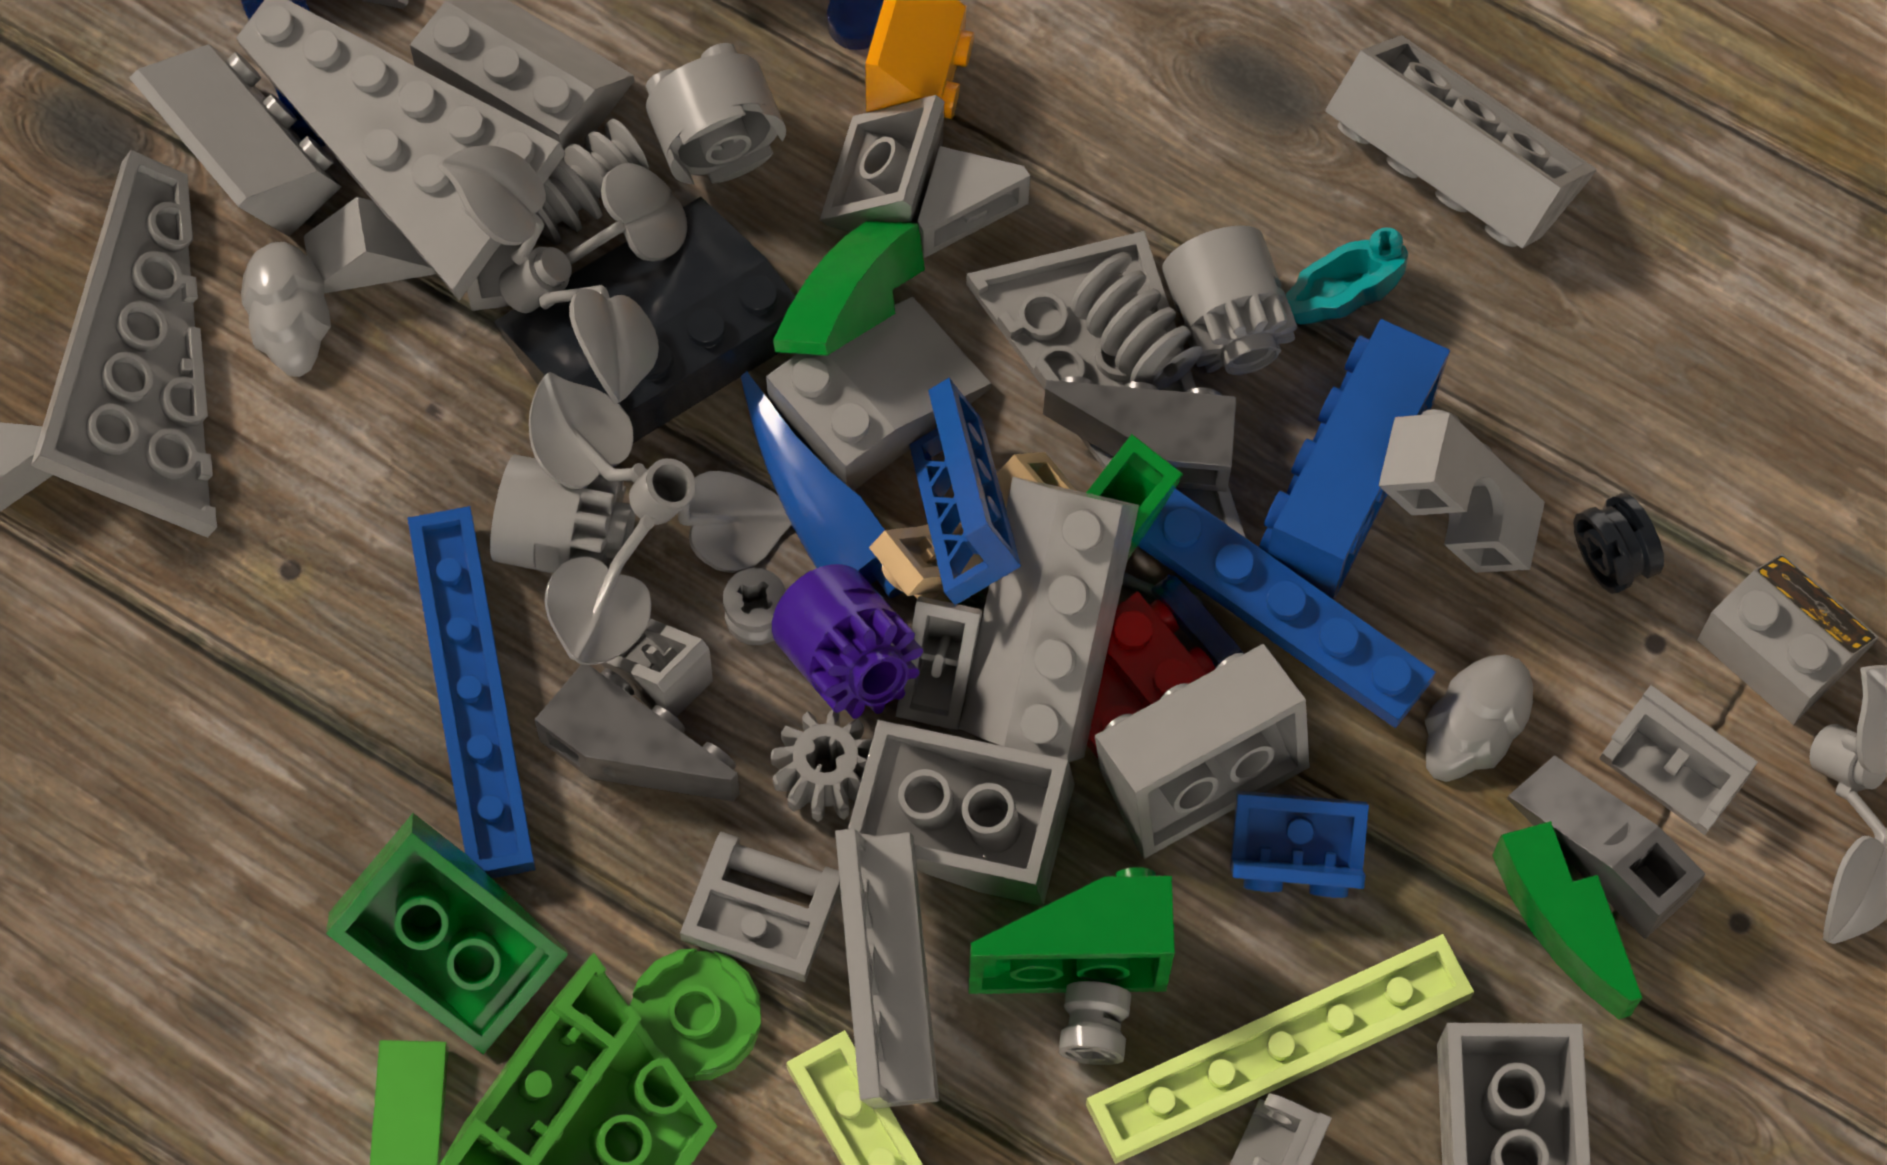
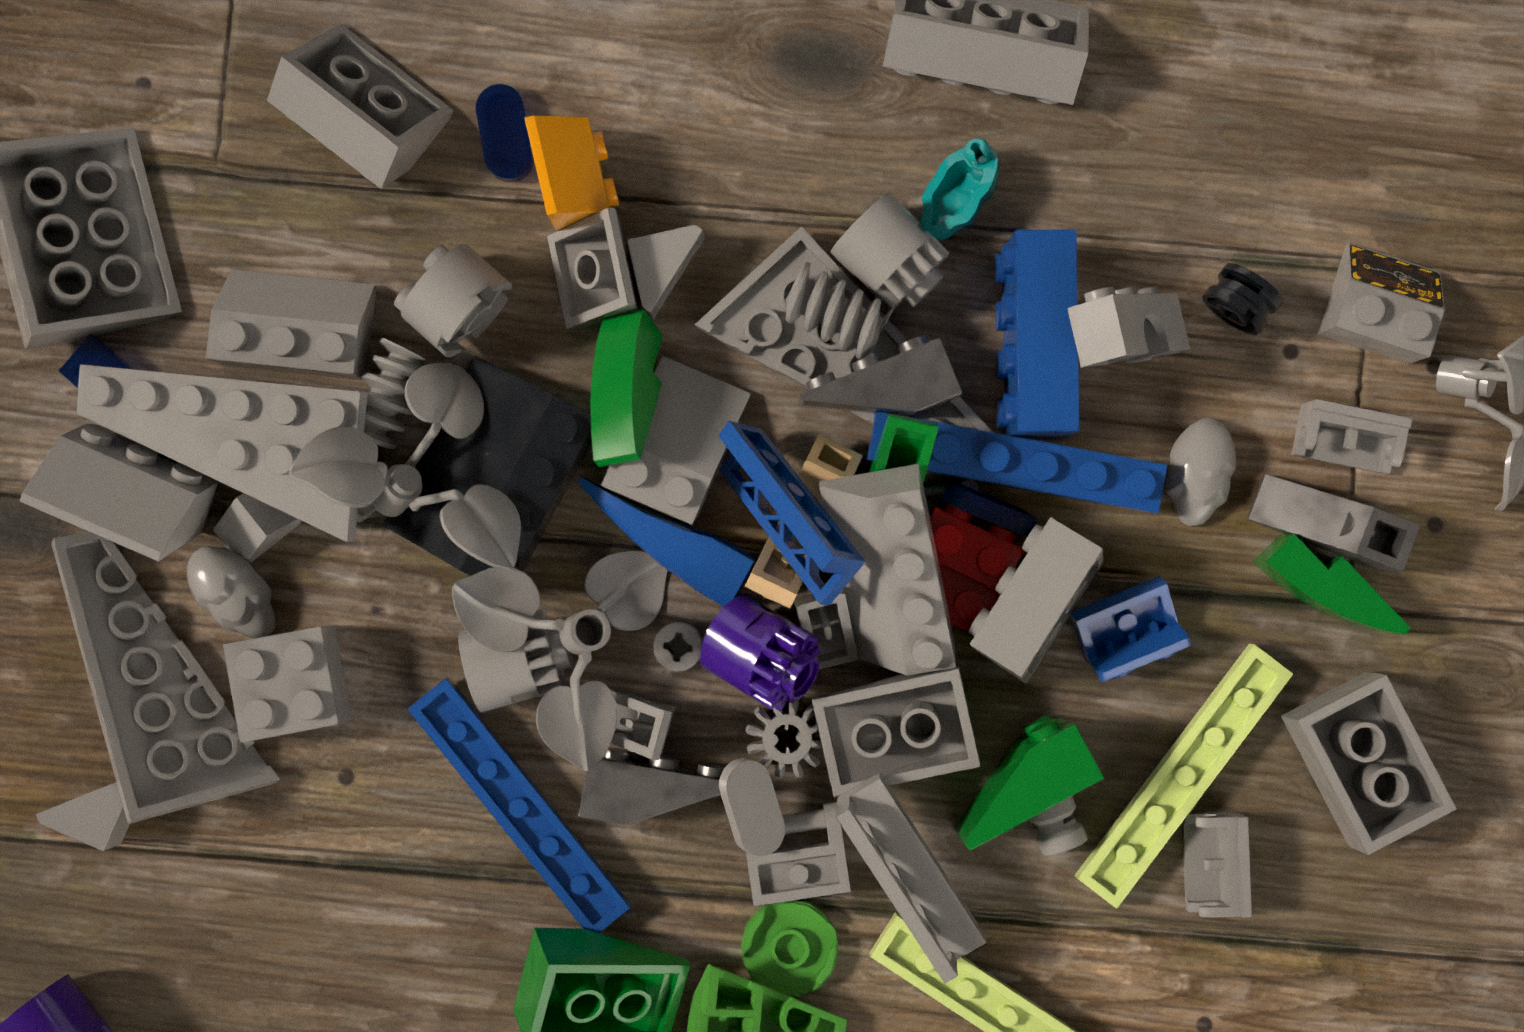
camera: 30 degrees left, 20 degrees up
(291, 424) = (287, 683): none -> light grey brick
(742, 807) = (752, 807): none -> light grey tile

